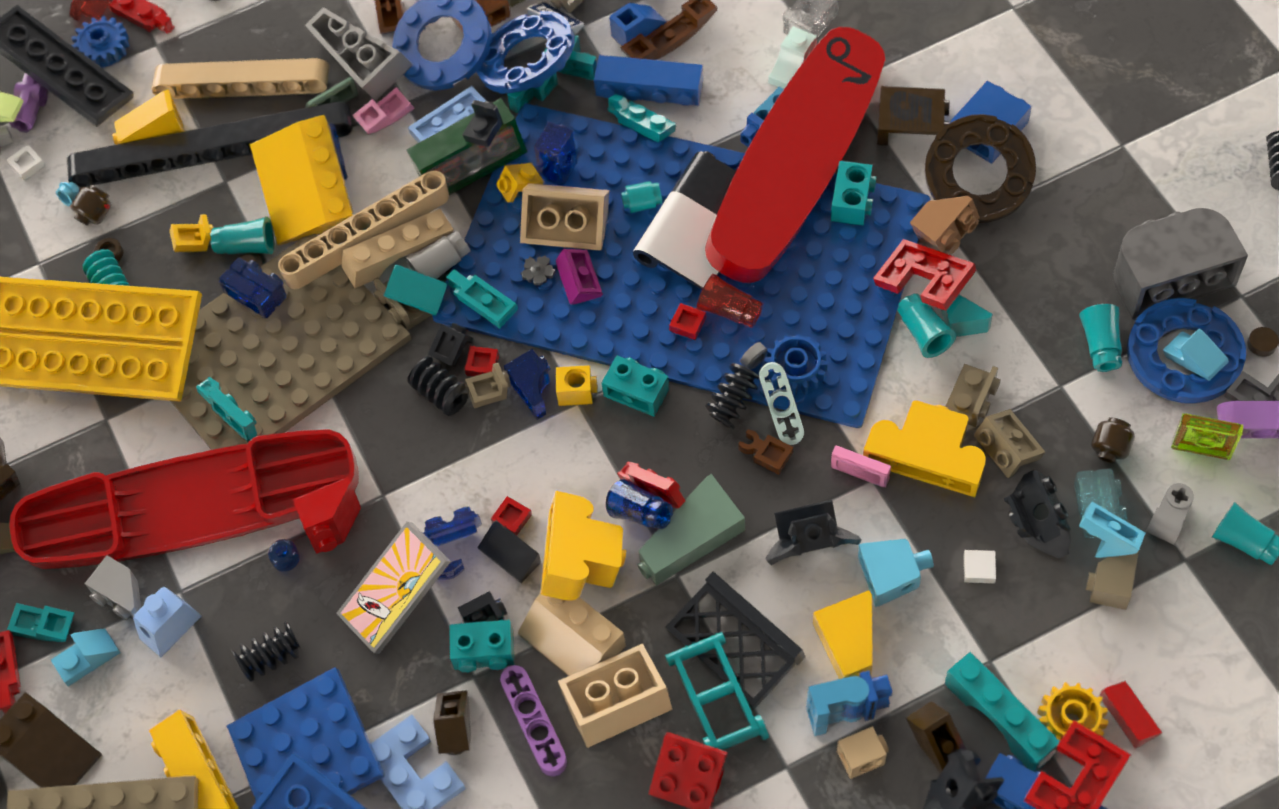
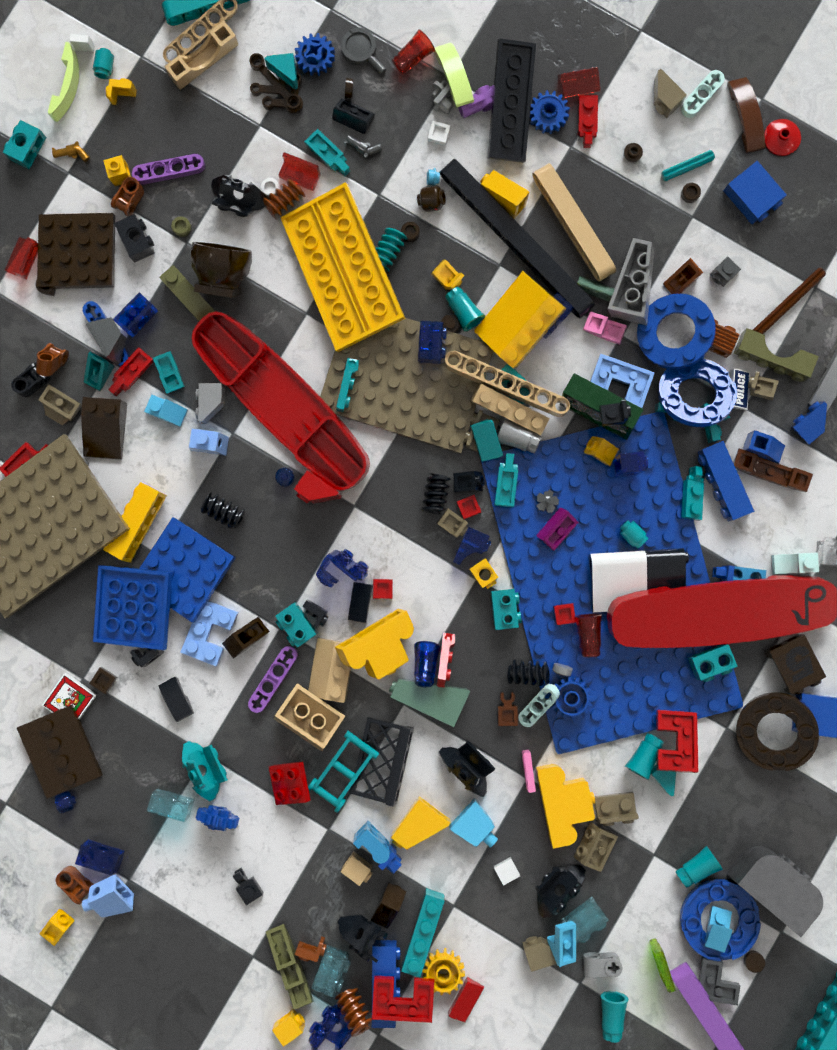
camera: 60 degrees right, 25 degrees up
(393, 587) = (296, 557): tile -> none
(564, 216) = (592, 495): tan slope -> none
(945, 222) = (720, 733): medium nougat slope -> none
(1113, 440) = (631, 908): dark brown head -> none

